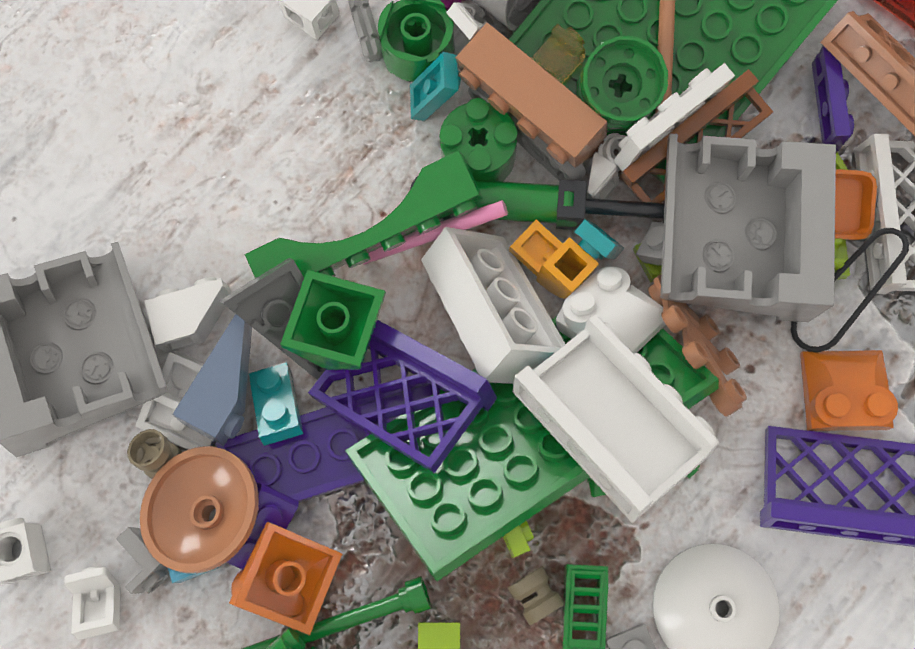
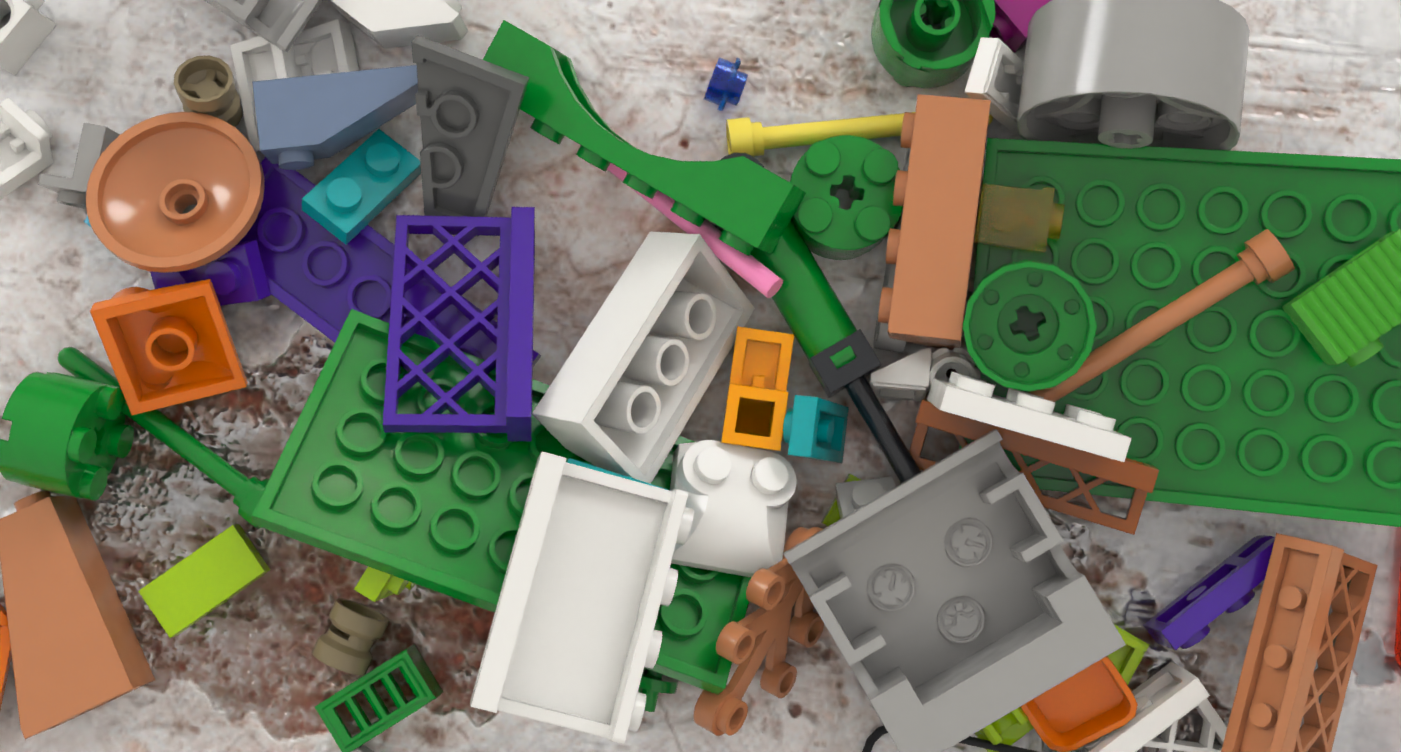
camera: 50 degrees right, 10 degrees up
(332, 321) = (488, 184): green slope -> none
(367, 167) = (726, 83): none -> clear blue plate
(406, 173) = (754, 139): none -> light yellow piece
(434, 86) = (879, 92): teal plate -> none

